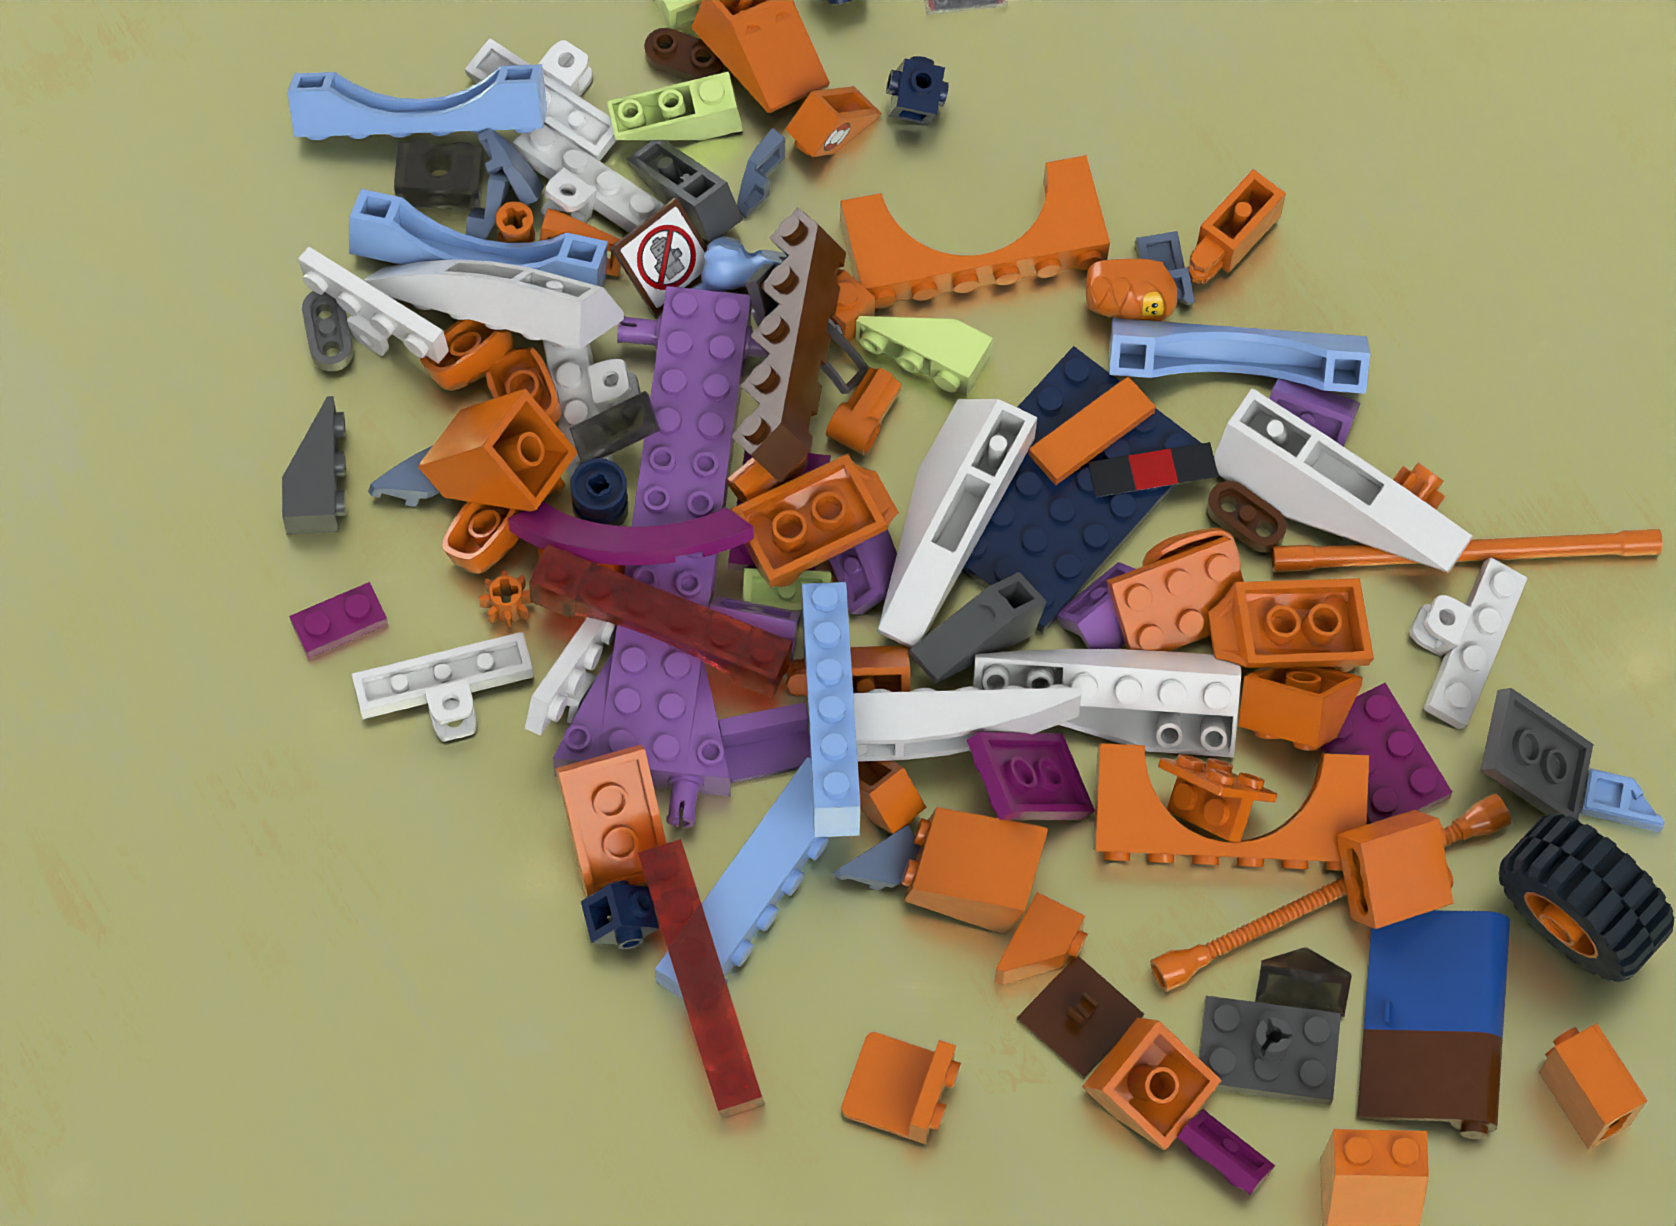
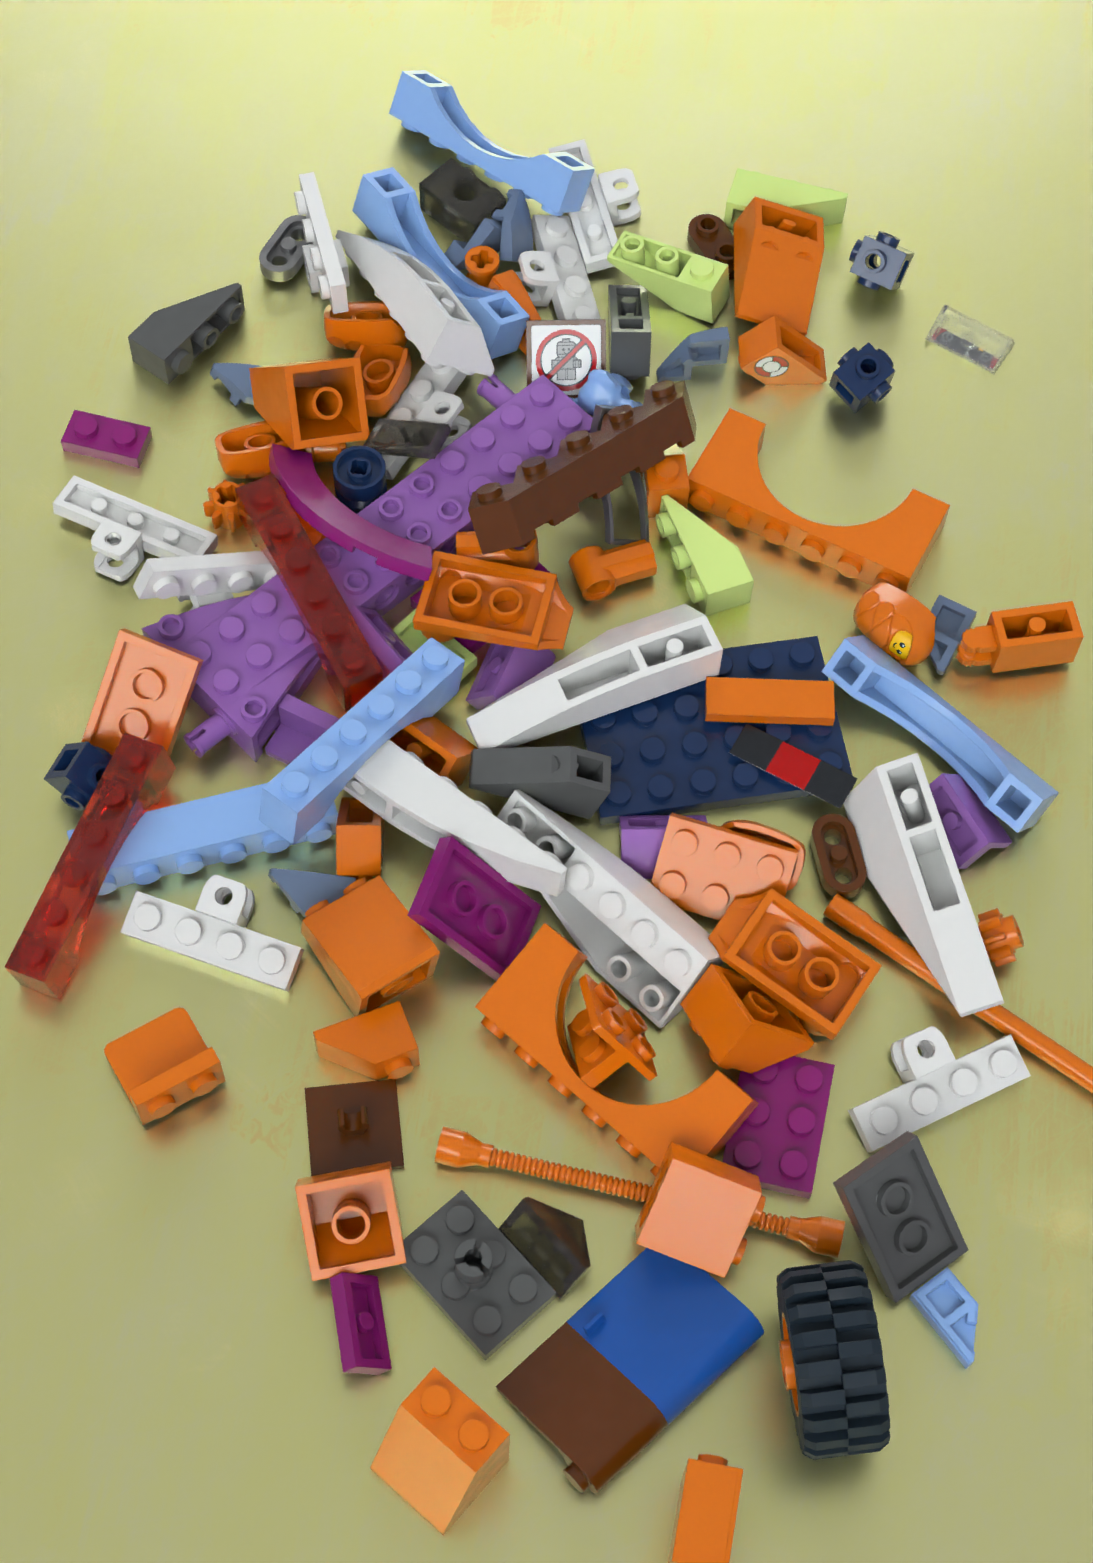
camera: 40 degrees right, 5 degrees down
(838, 956) = (215, 932): none -> white plate

